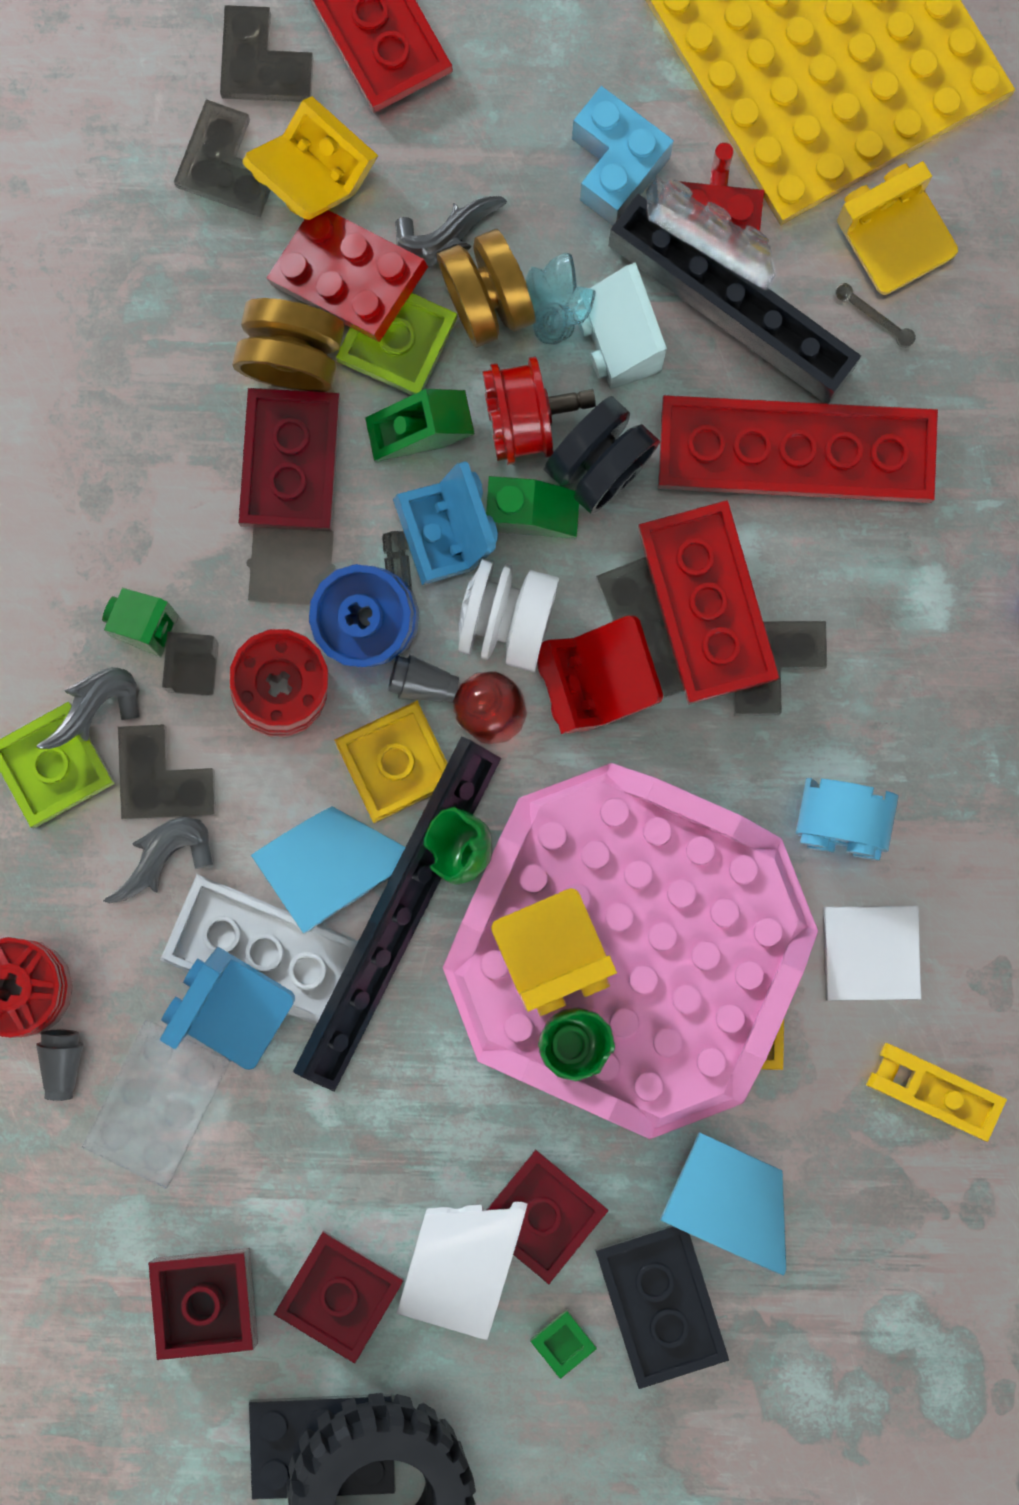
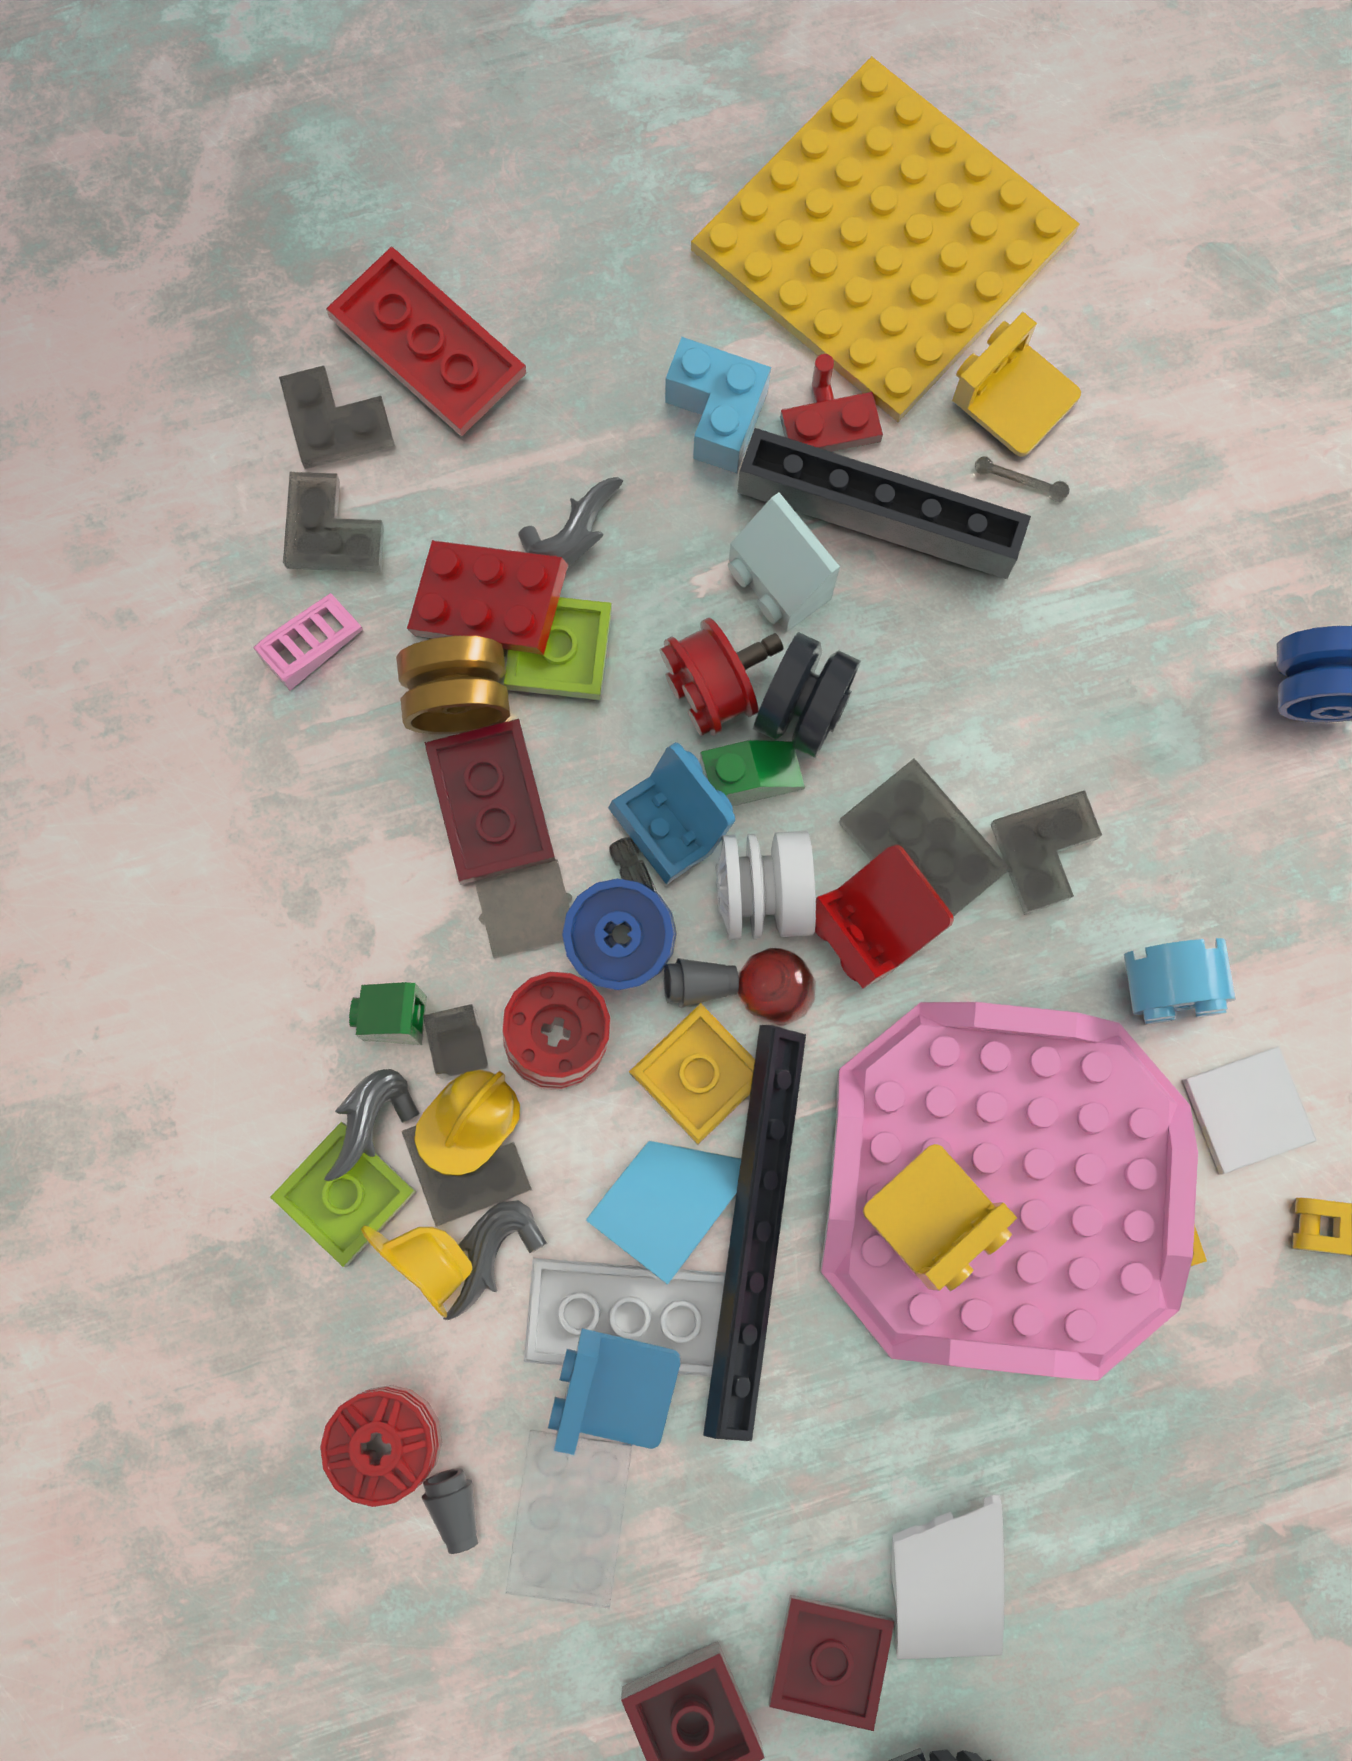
camera: 20 degrees left, 5 degrees down
(103, 843) = (426, 1259): none -> yellow piece
(169, 245) = (305, 664): none -> bright pink slope
(177, 738) = (467, 1122): none -> yellow piece
(313, 161) = (418, 498): yellow bracket -> none
(420, 424) = (610, 723): green slope -> none
(459, 845) = (798, 1138): green hair -> none
(491, 286) = (634, 566): pearl gold wheel -> none
(555, 1218) = (1032, 1495): dark red plate -> none
(557, 299) = (704, 555): clear light blue plate -> none
(563, 1344) = (1083, 1631): green plate -> none
(576, 1043) = (995, 1306): green hair -> none
(661, 1305) = (1170, 1553): black plate -> none
(708, 602) = (963, 808): red plate -> none
(711, 231) = (840, 440): clear plate -> none
(731, 1203) = (1203, 1420): medium azure slope -> none
(798, 449) = (994, 630): red plate -> none

